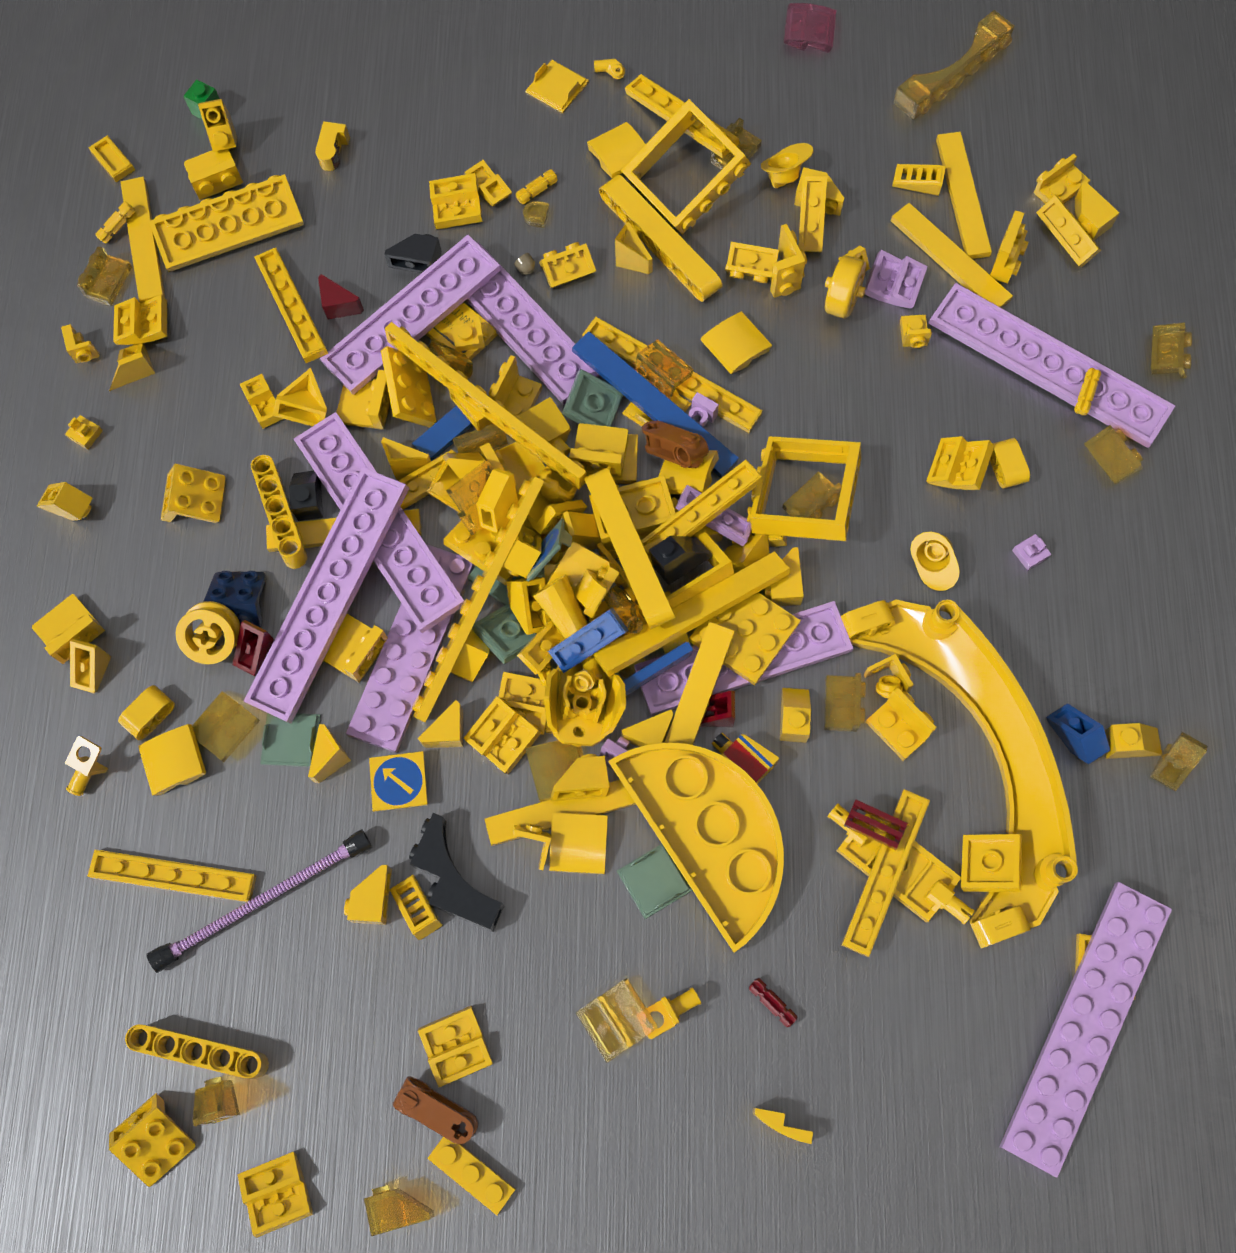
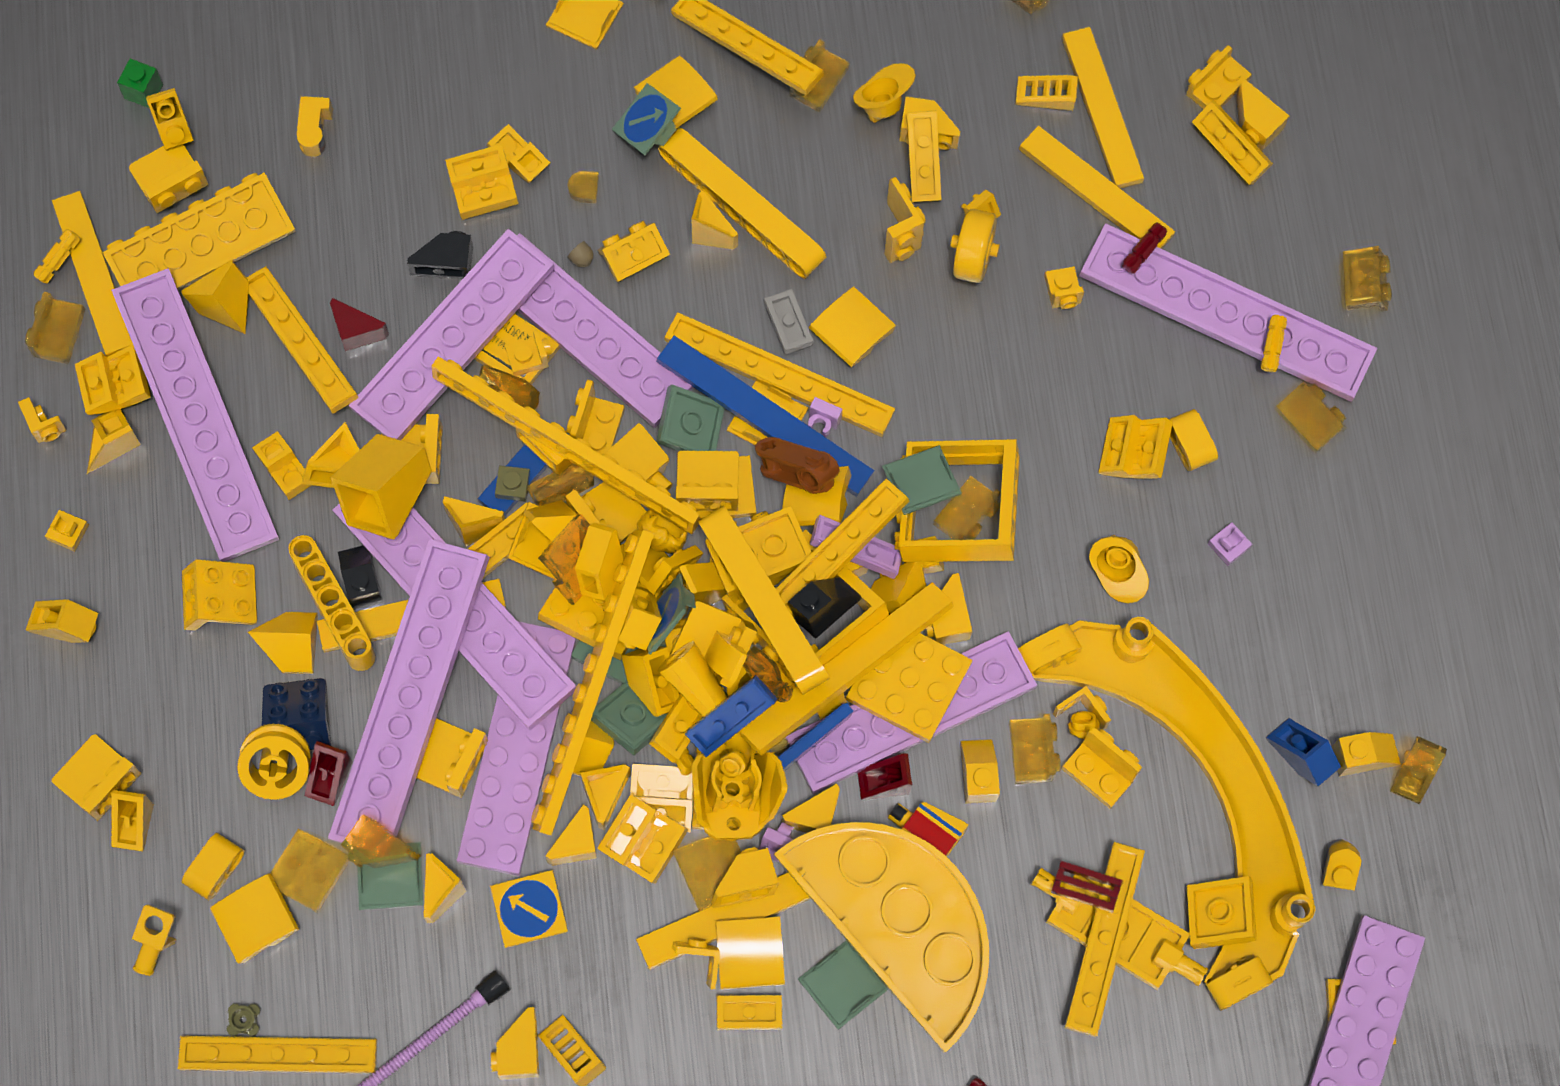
camera: 15 degrees left, 0 degrees up
(111, 158) = (32, 170): yellow tile -> none
(141, 843) = (236, 1013): none -> olive plate
(198, 354) = (195, 415): none -> lavender plate
(236, 265) = (221, 296): none -> yellow slope
(241, 539) = (289, 641): none -> yellow slope
(277, 711) = (376, 846): none -> clear yellow slope
(331, 420) = (381, 484): none -> yellow slope
(408, 388) = (464, 432): yellow plate -> none
(441, 434) = (512, 483): none -> olive plate
(451, 892) = (614, 1028): black arch -> none
(476, 690) = (604, 790): none -> yellow slope
(536, 186) = (579, 151): yellow axle -> none
(570, 894) = (749, 1012): none -> yellow plate
(593, 165) = (648, 120): none -> piece
(662, 141) = (727, 86): yellow window -> none
(662, 367) = (768, 370): clear yellow bracket -> none
(684, 333) = (788, 321): none -> light grey plate
(700, 684) = (866, 751): yellow tile -> none
(751, 261) = (858, 222): yellow bracket -> none
(779, 466) = (923, 479): none -> sand green piece
(895, 280) = (1033, 225): lavender slope -> none
(986, 304) = (1144, 248): none -> dark red axle
(1010, 249) = (1165, 175): yellow plate -> none
(1102, 836) = (1342, 866): none -> yellow plate

